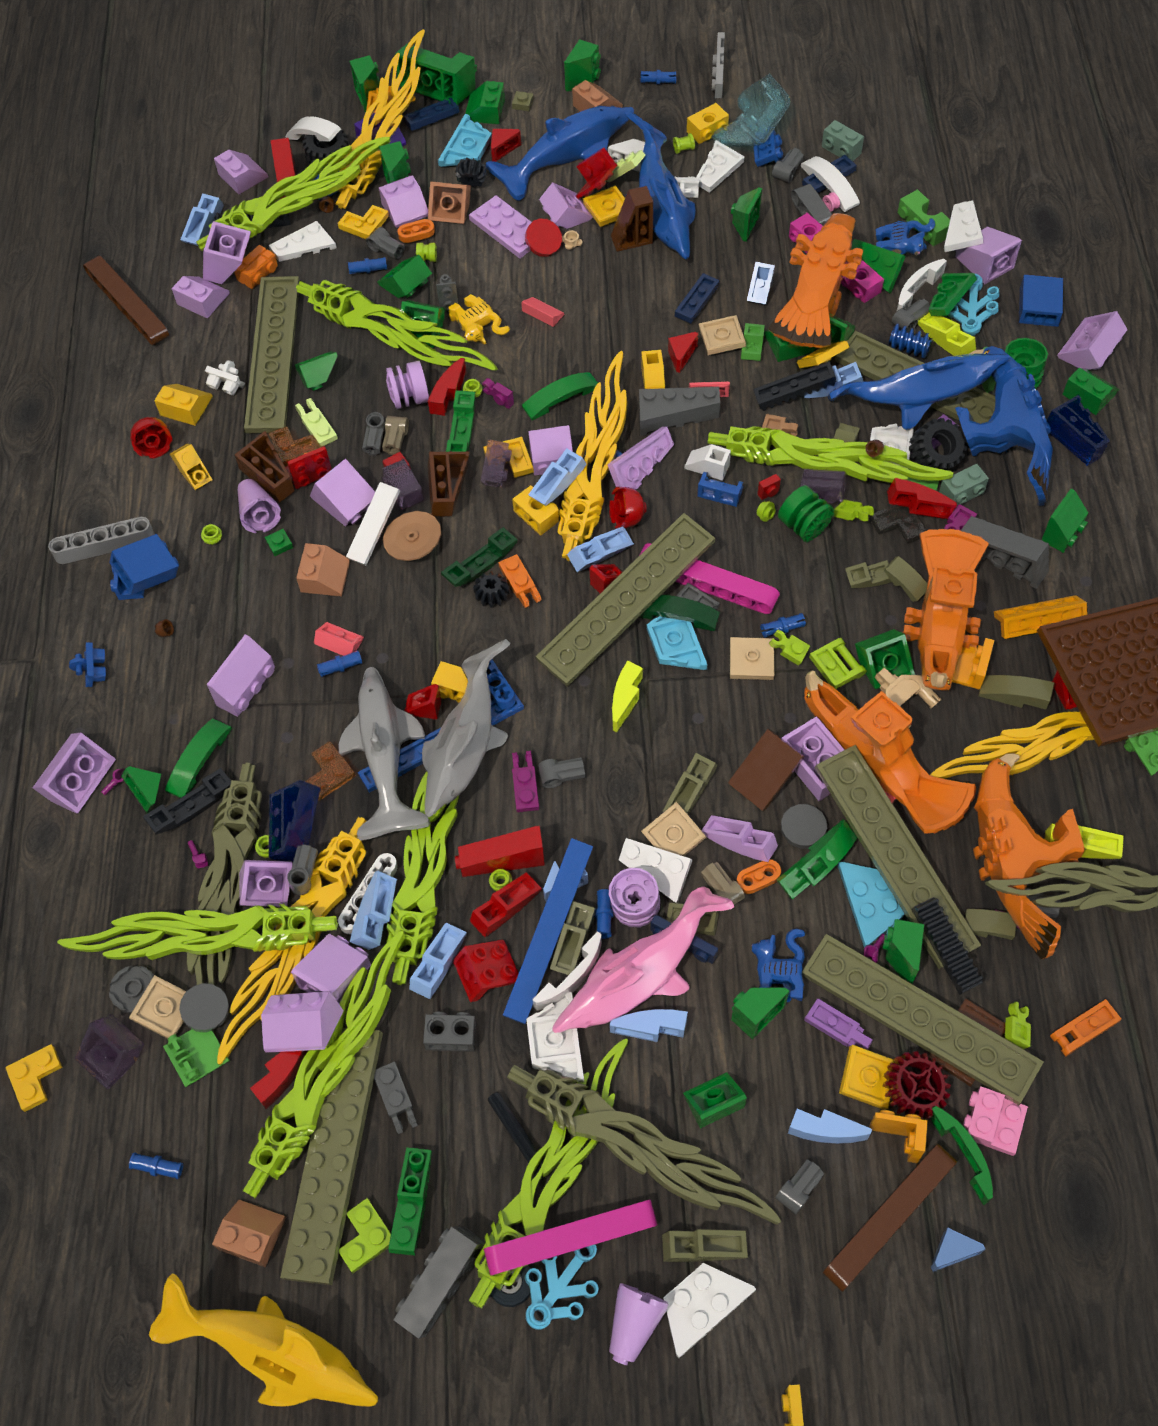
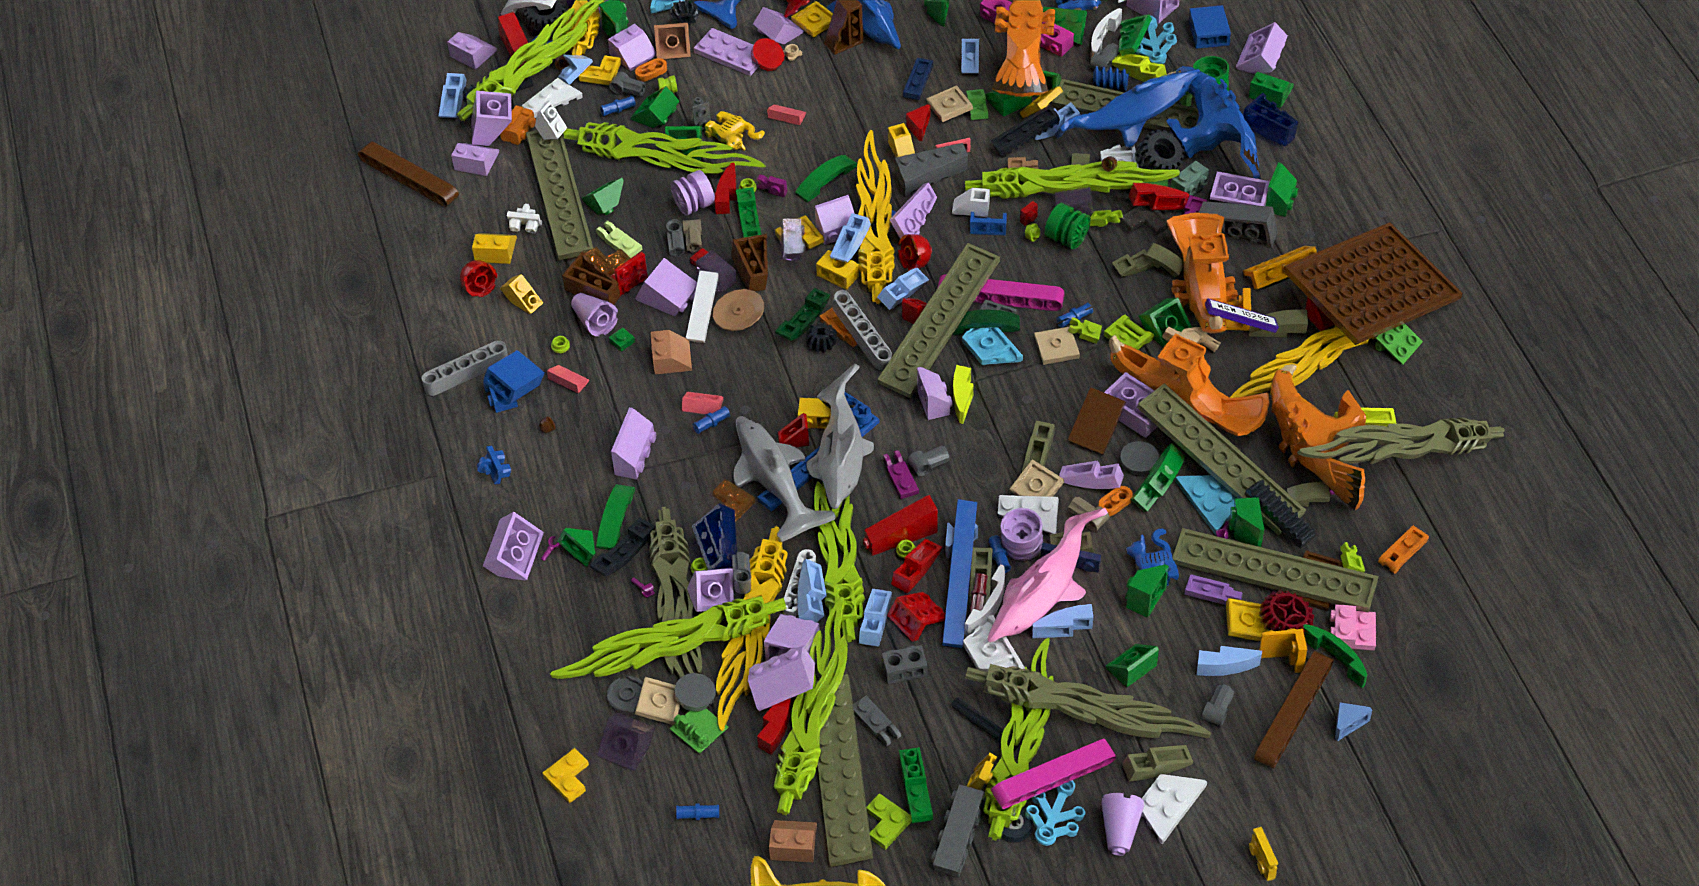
camera: 15 degrees left, 10 degrees down
(205, 576) = (567, 378): none -> coral slope
(282, 271) = (549, 122): none -> white slope
(340, 210) = (577, 65): none -> light blue slope
(486, 1212) = (982, 773): none -> yellow plate
(531, 583) = (858, 322): none -> light grey beam
(561, 963) = (979, 592): none -> dark red axle
(591, 690) = (933, 394): none -> lavender slope
(972, 676) = (1241, 315): none -> dark purple tile
(1017, 512) = (1239, 189): none -> lavender slope

